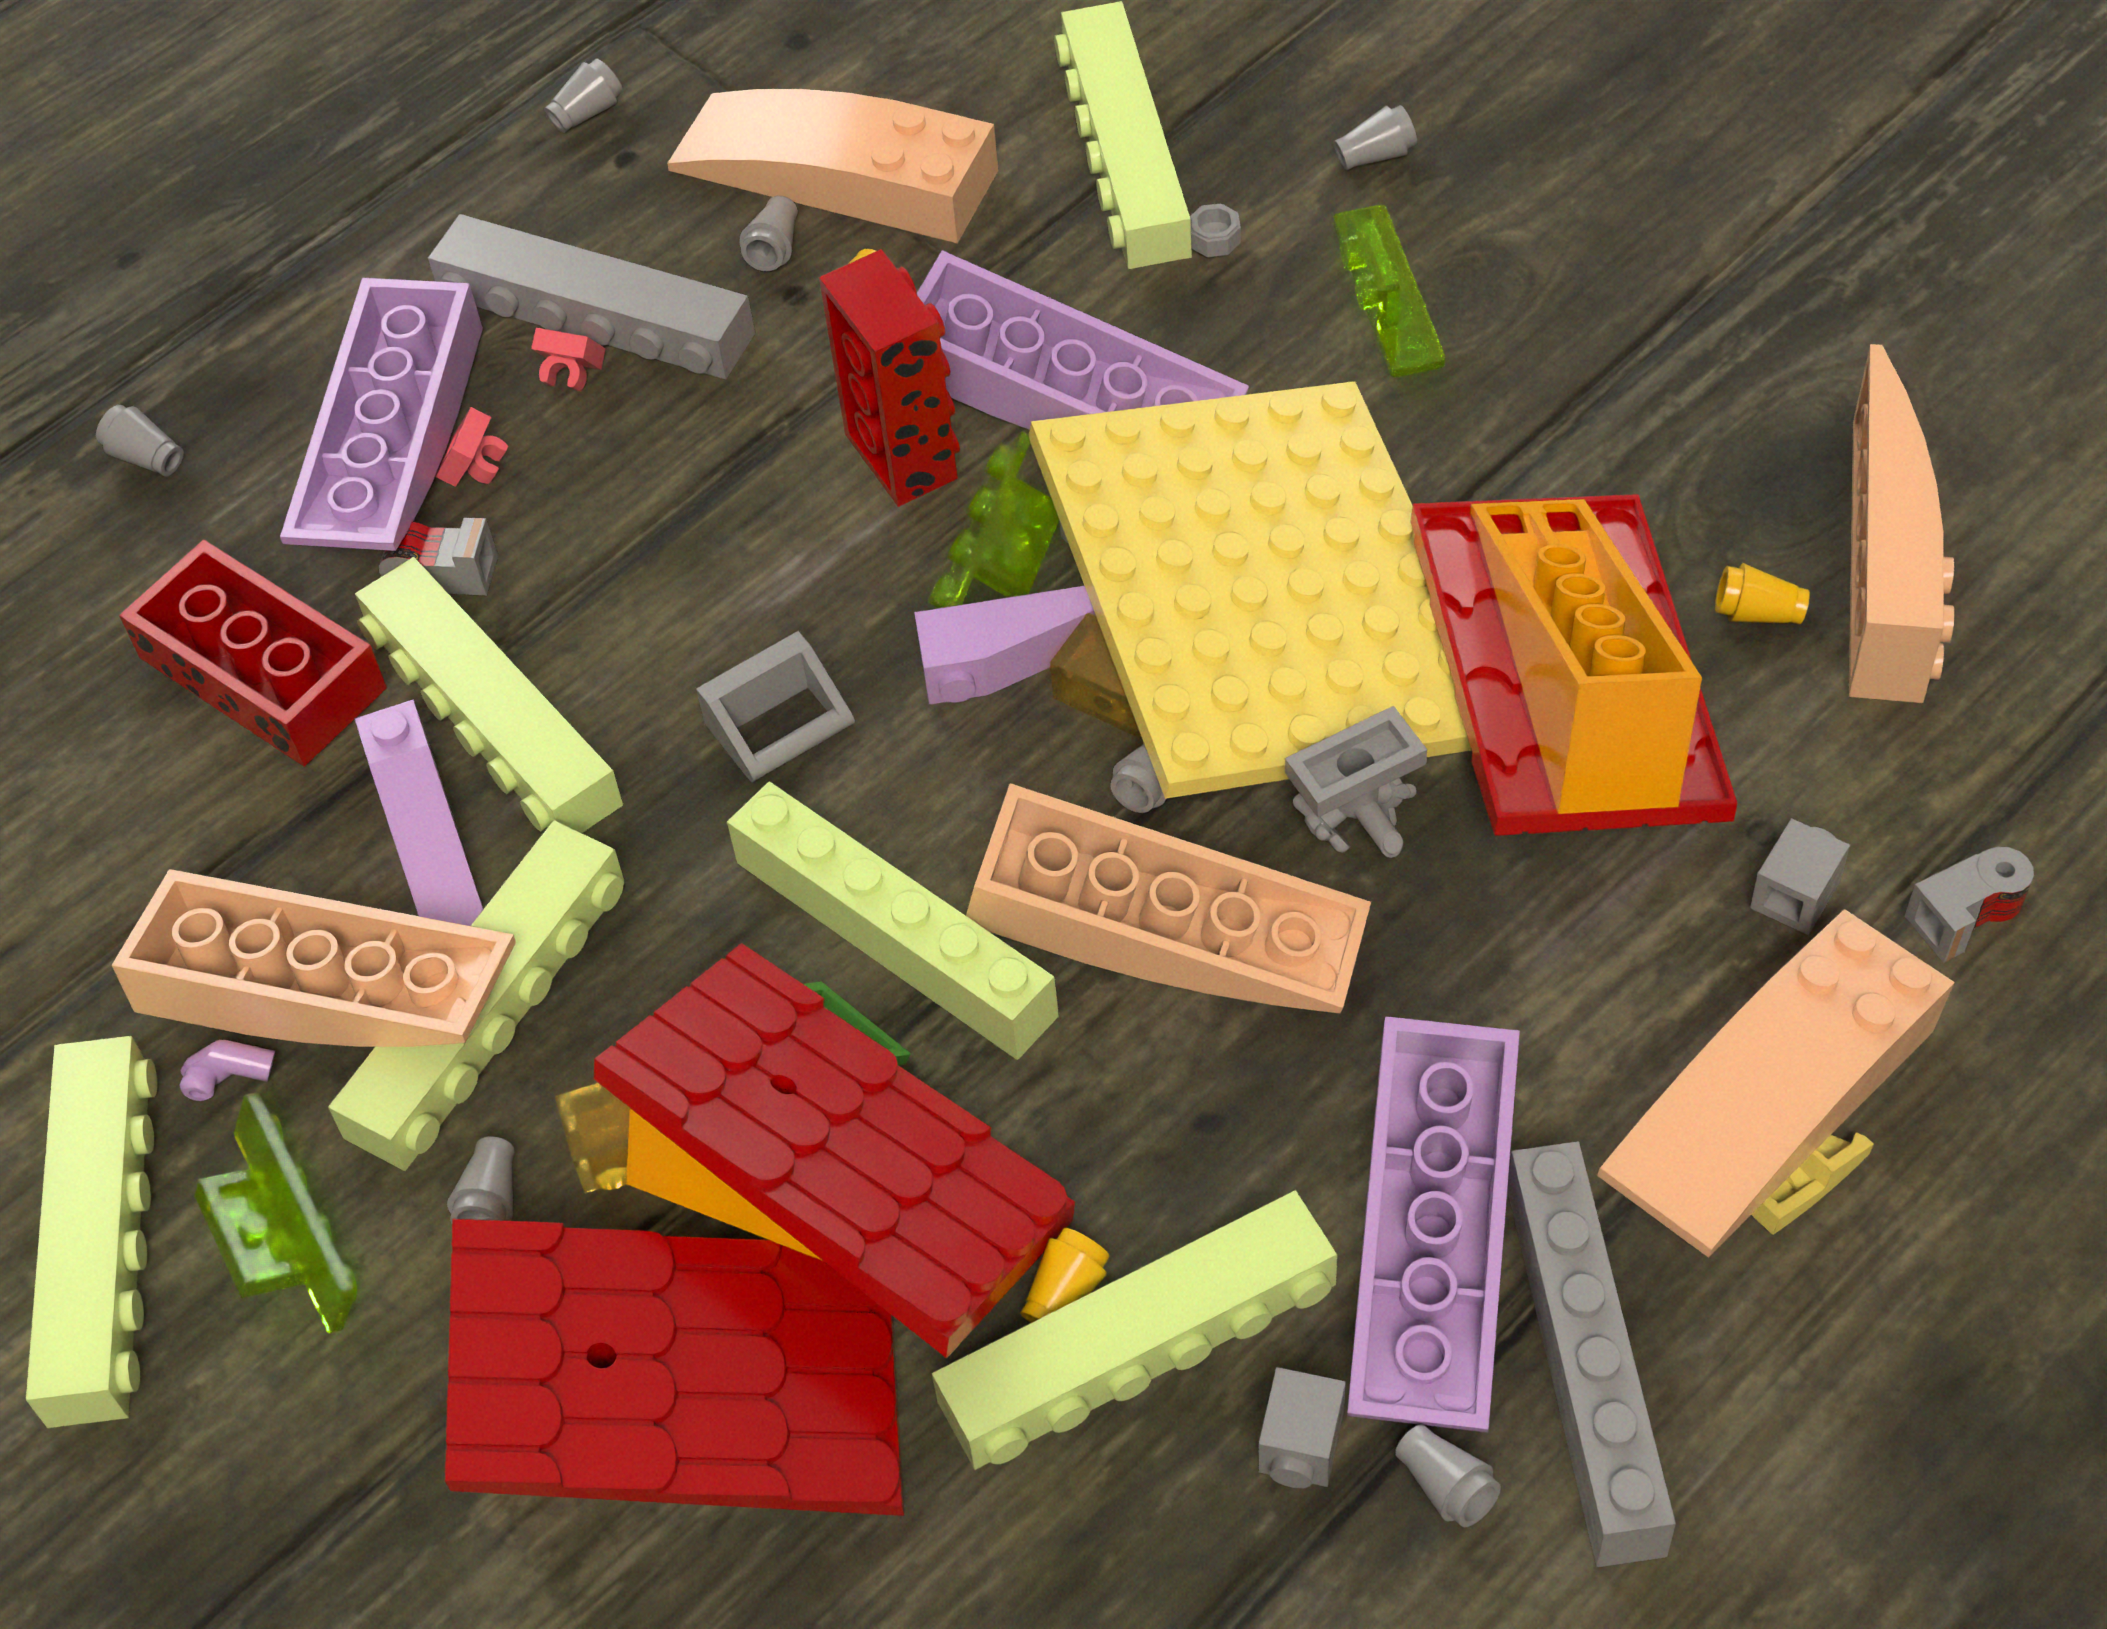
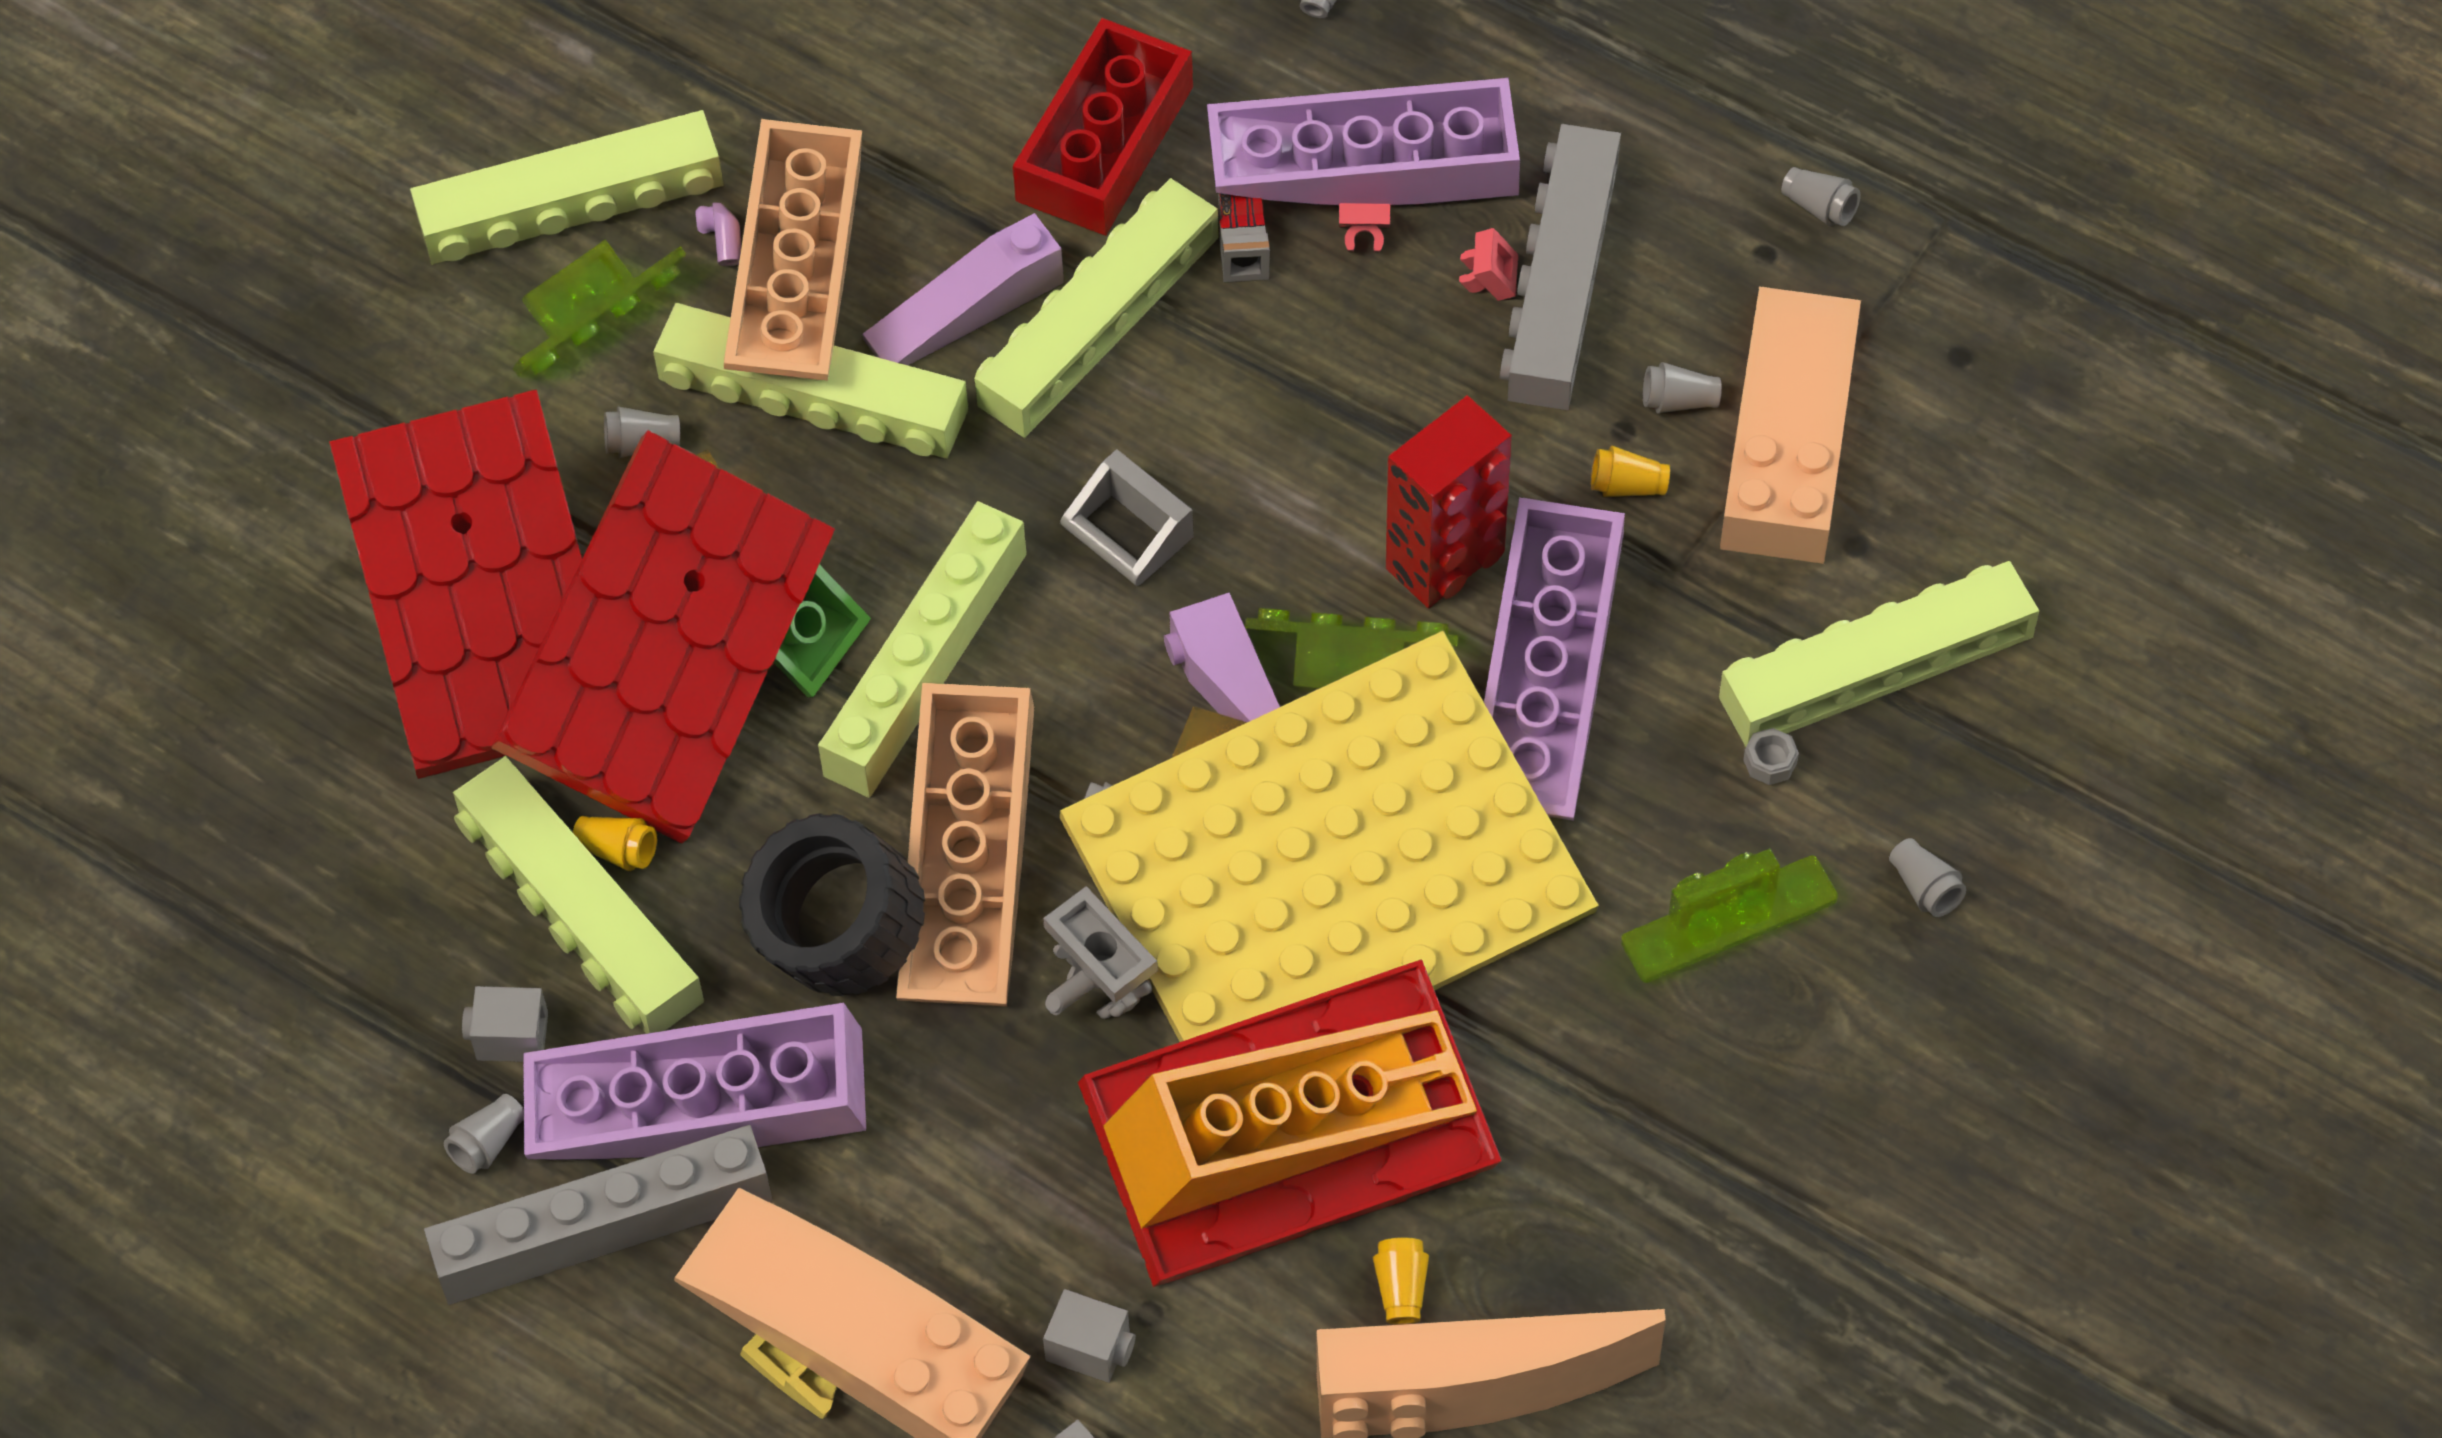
camera: 75 degrees right, 5 degrees up
(1282, 962) = (788, 870): none -> black tyre

